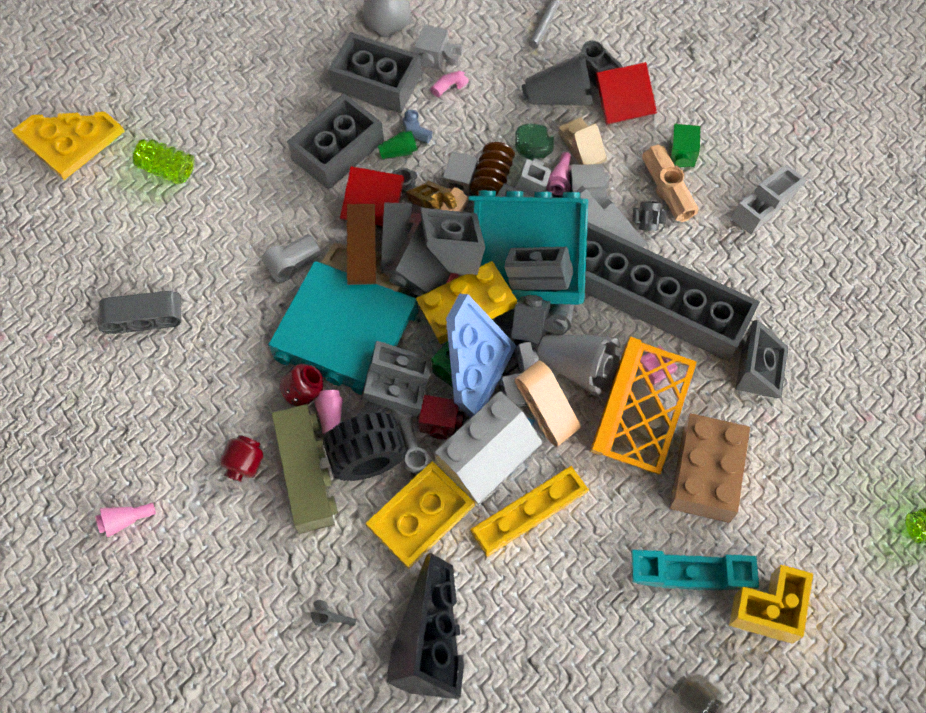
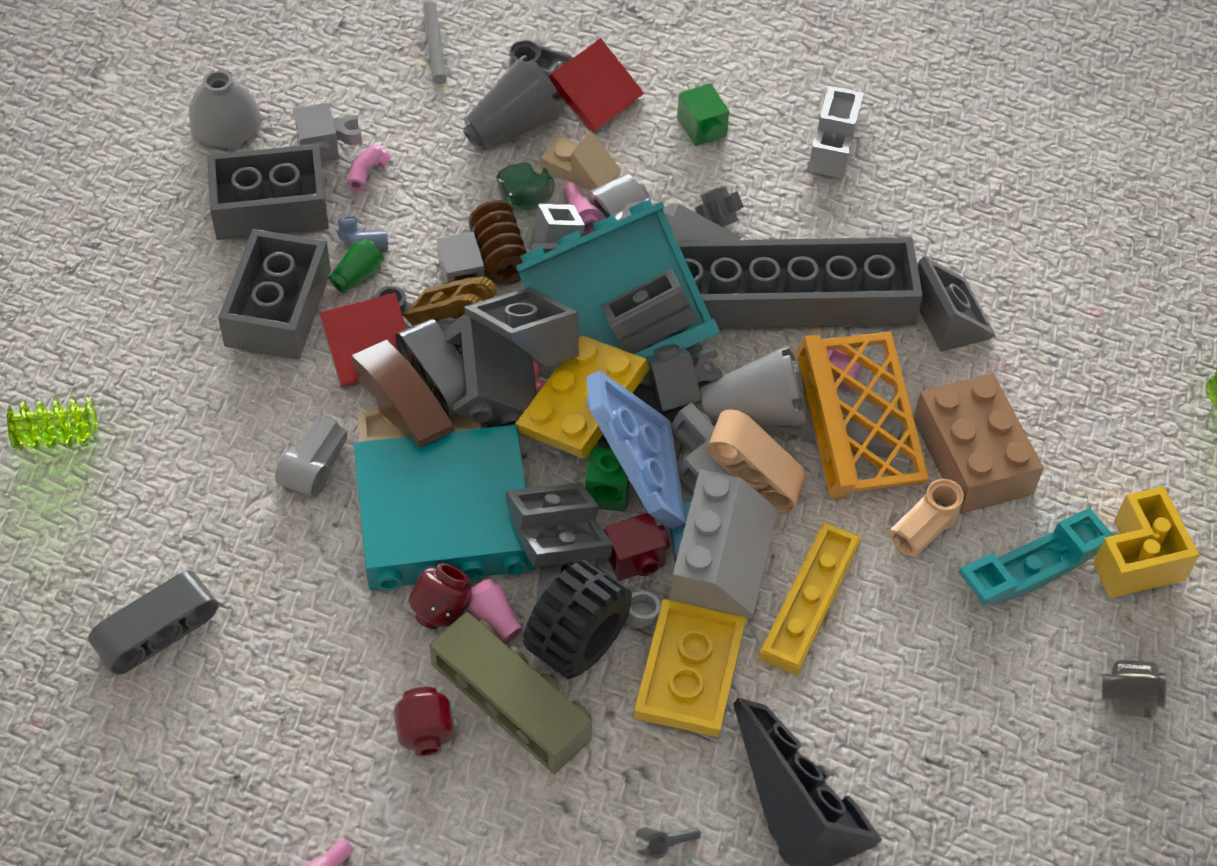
camera: 35 degrees left, 10 degrees down
(637, 503) = (927, 518): none -> light nougat piece
(664, 173) = (716, 162): light nougat piece -> none

